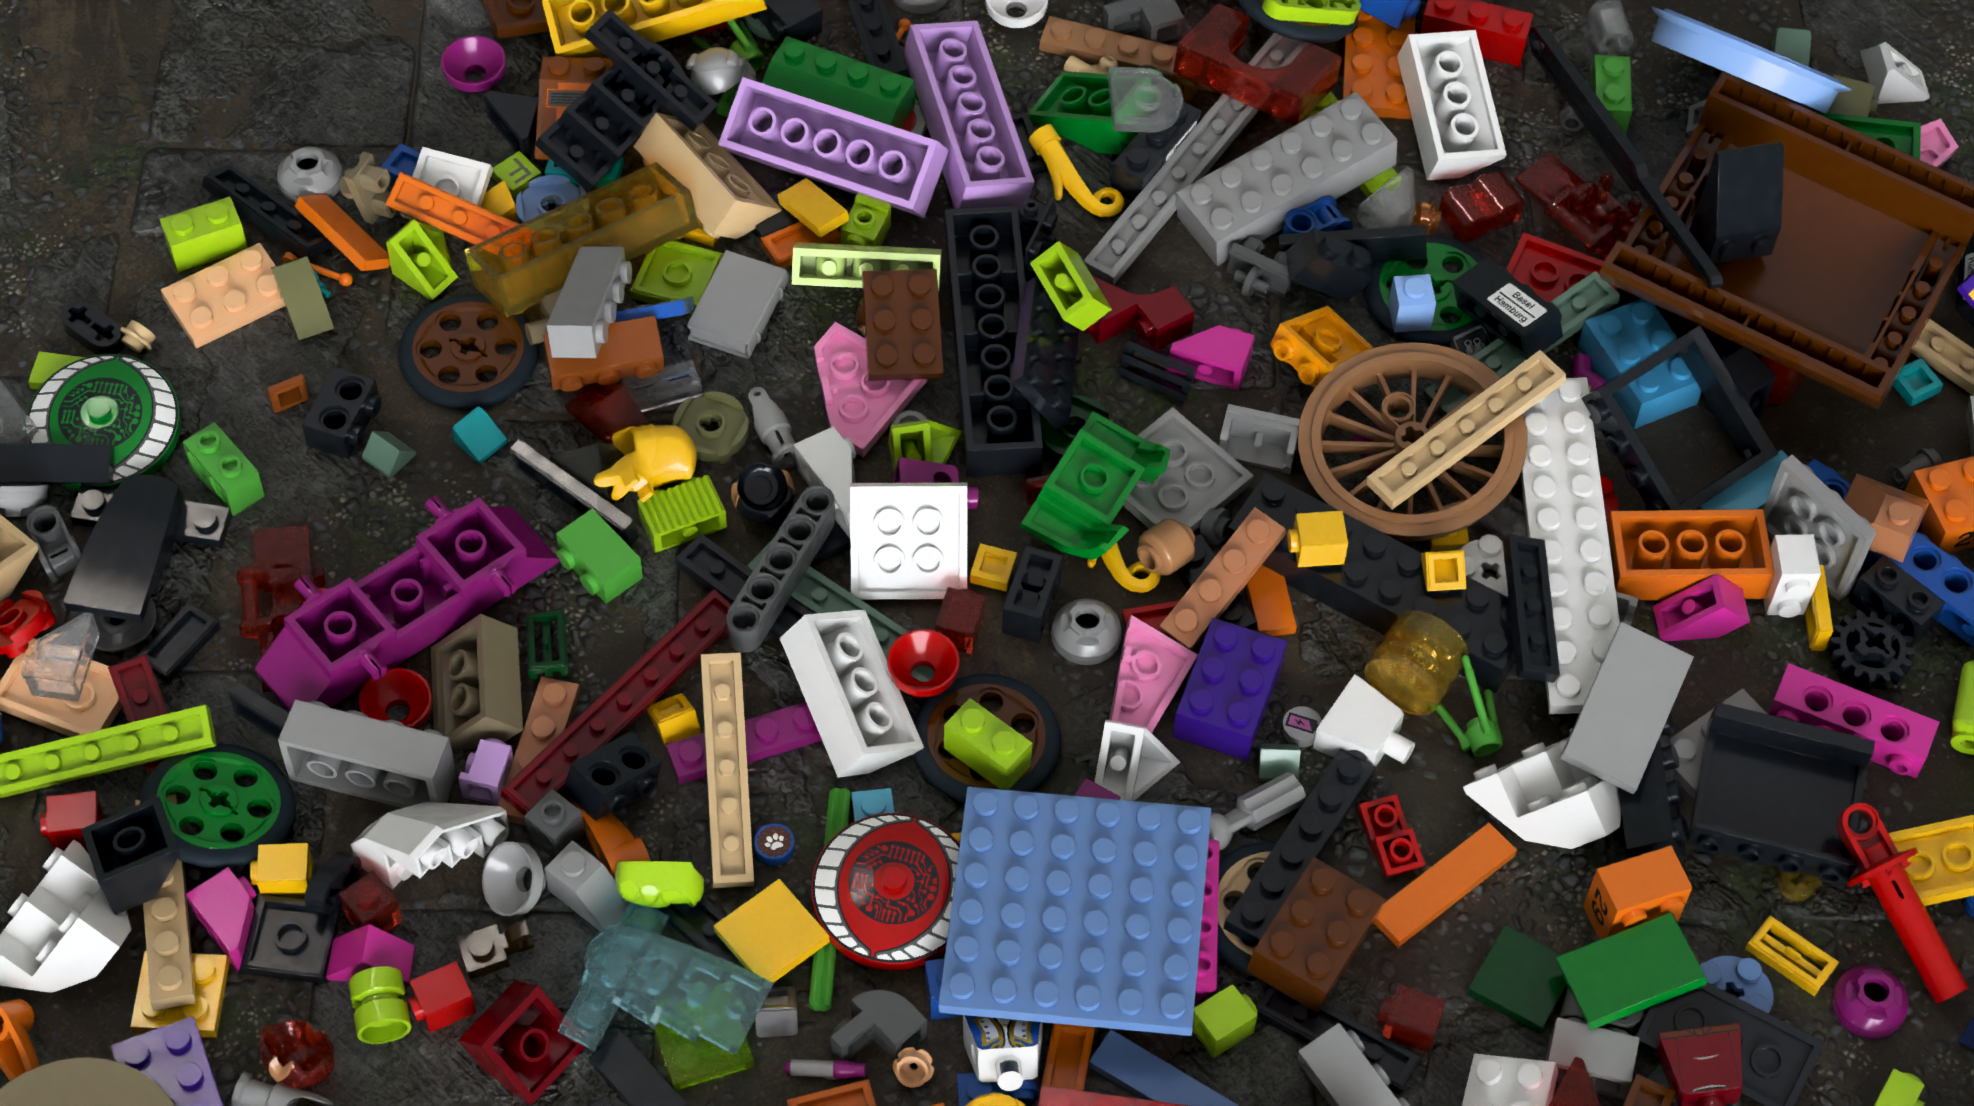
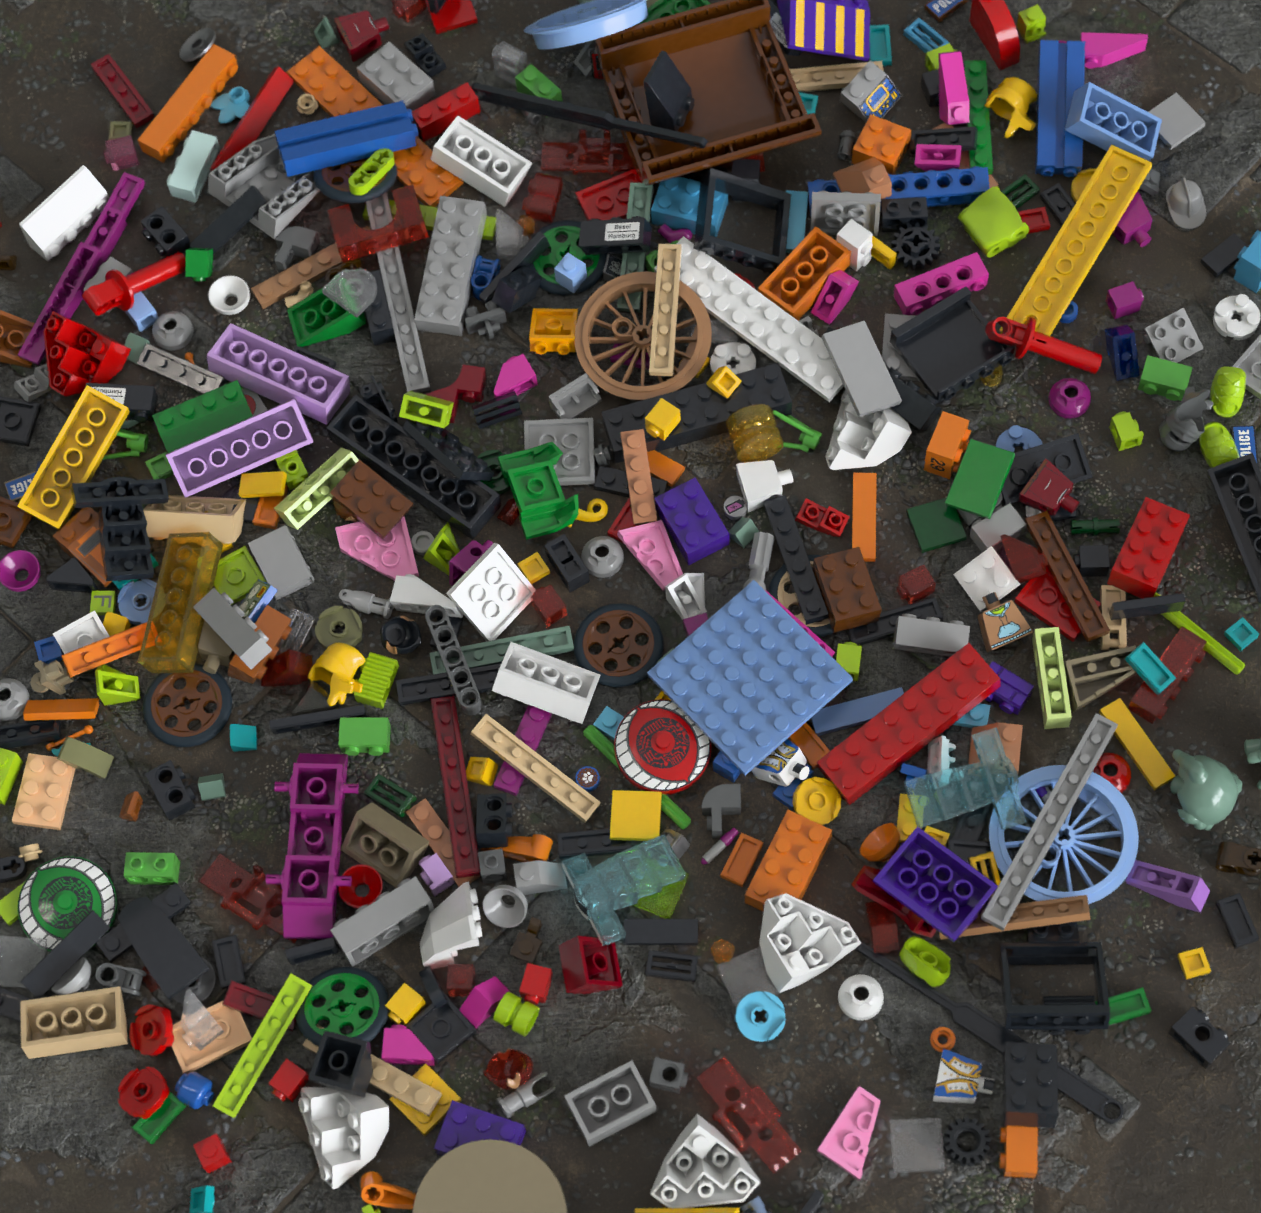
camera: 40 degrees left, 10 degrees up
(659, 883) = (568, 843): lime piece -> none
(718, 70) = (143, 462): light grey helmet -> none
(909, 1076) = (757, 811): light nougat plate -> none
(923, 649) = (562, 629): red piece -> none
(987, 745) = (629, 646): lime brick -> none
(1063, 173) = (351, 359): yellow plant -> none
(1166, 547) = (598, 486): medium nougat head -> none
(1531, 608) = (777, 363): black plate -> none
(1789, 961) = (1042, 413): yellow tile -> none

